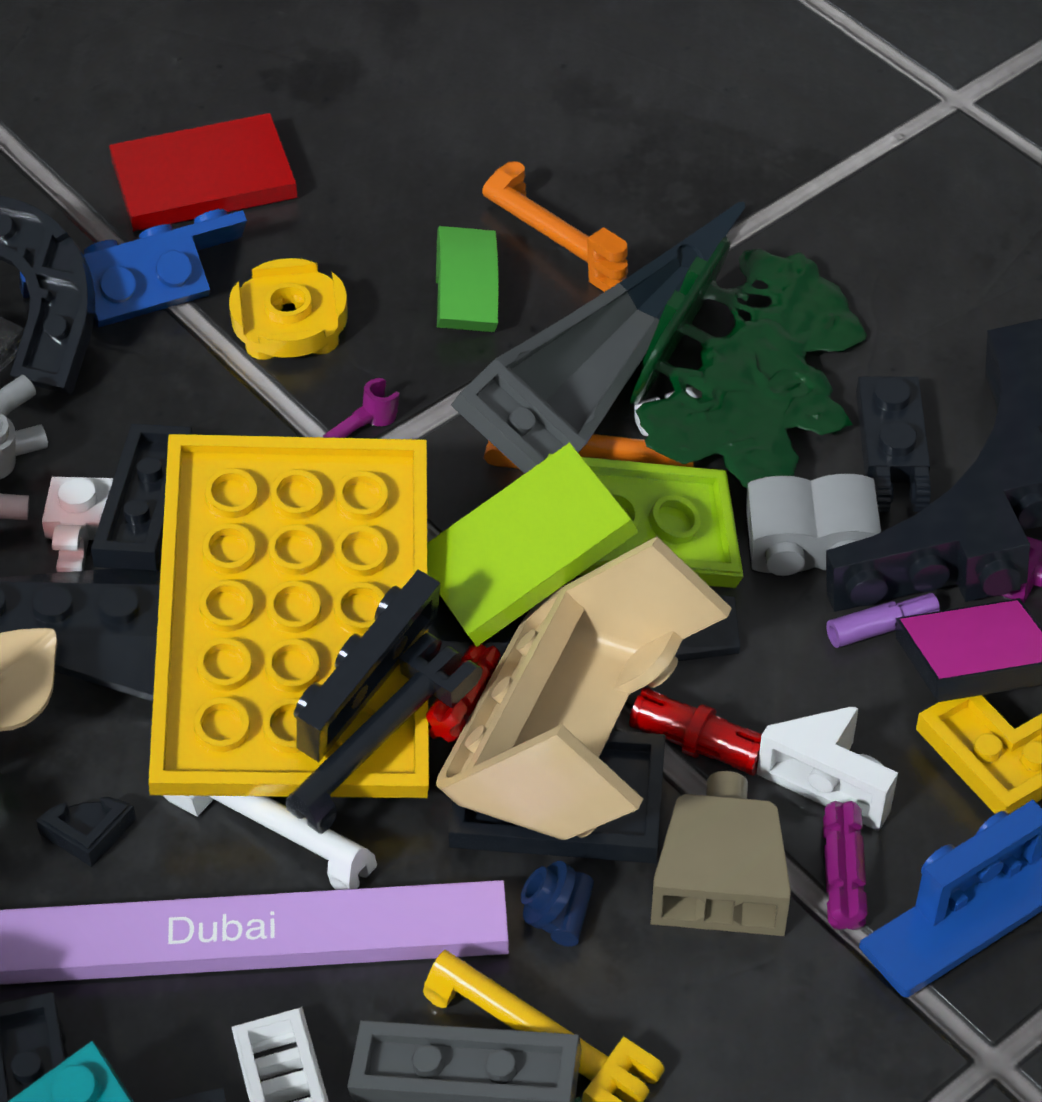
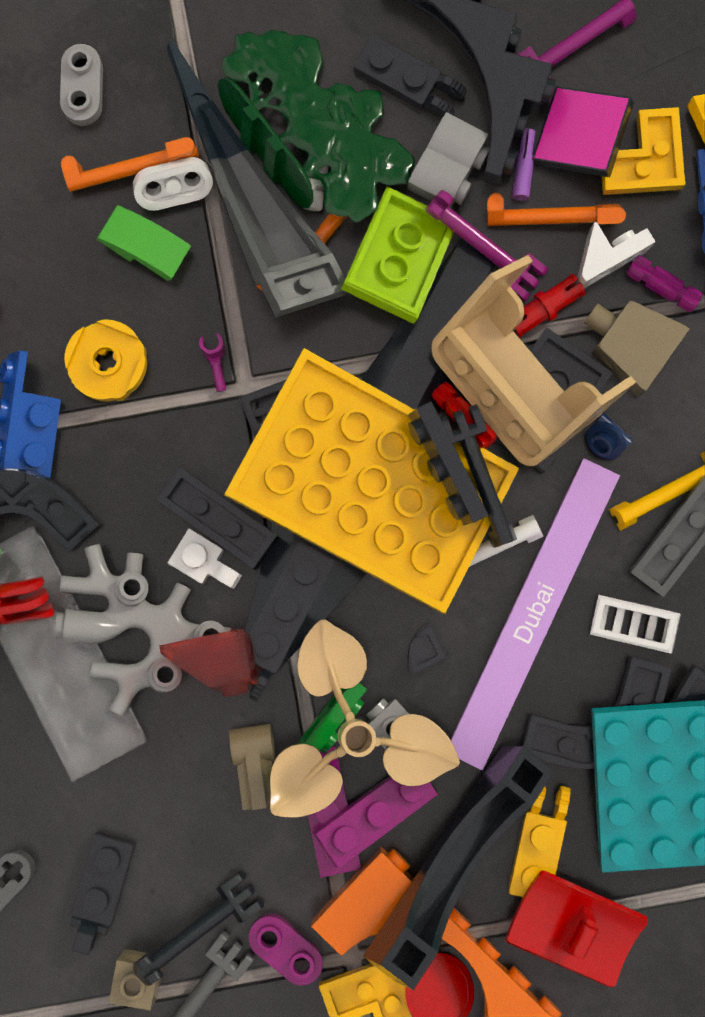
camera: 60 degrees left, 35 degrees up
(526, 543) = (400, 331): lime tile -> none
(566, 273) = (173, 186): none -> white plate
(623, 152) = (81, 82): none -> light grey plate
(725, 674) = (440, 210): none -> magenta hinge
(790, 617) = (599, 213): none -> orange hinge

